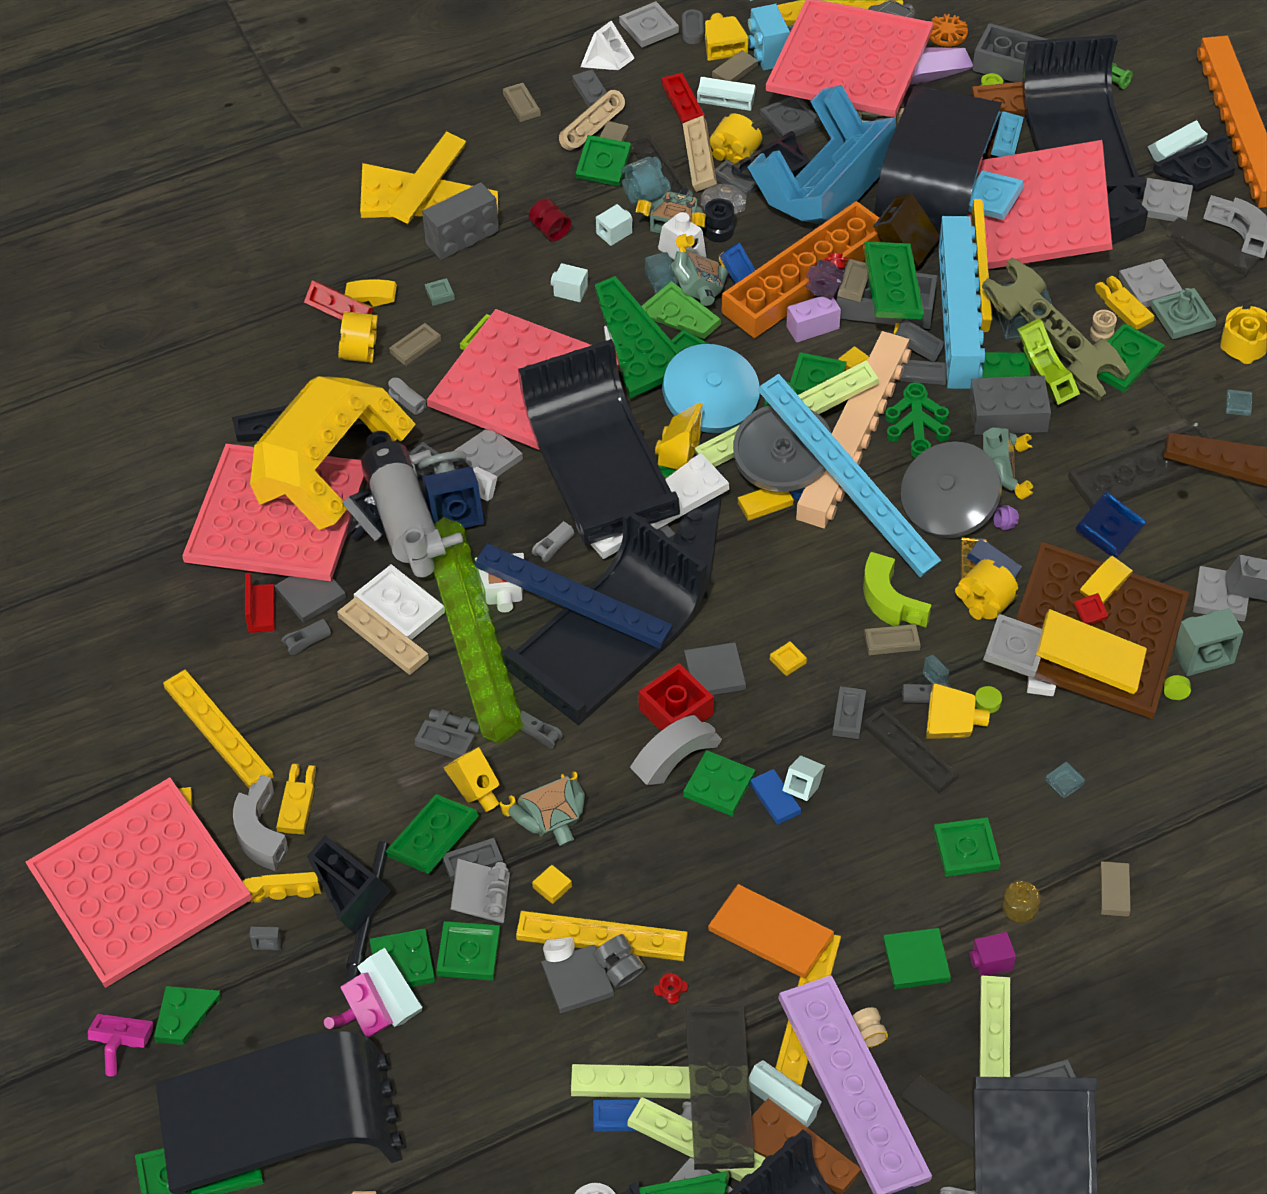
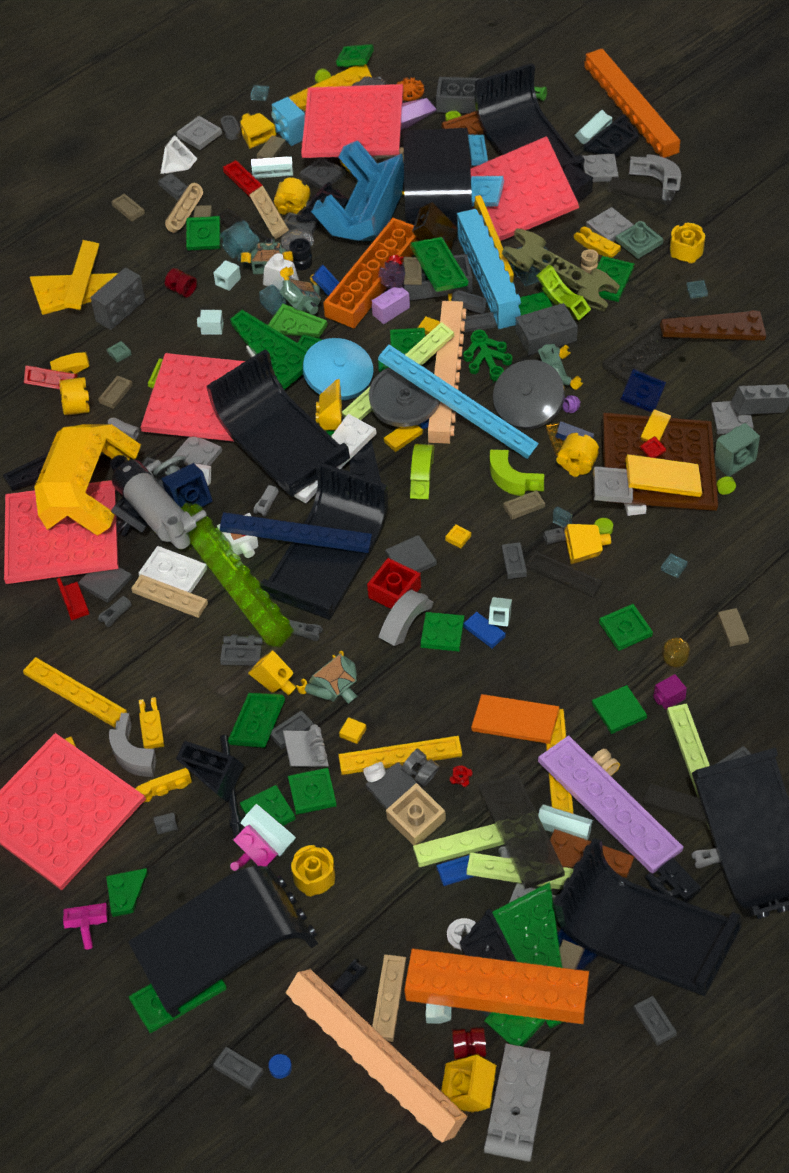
camera: 15 degrees left, 0 degrees up
(428, 1058) = (313, 870): none -> yellow brick
(589, 1024) = (415, 815): none -> tan brick
(768, 552) = (421, 470): none -> lime arch

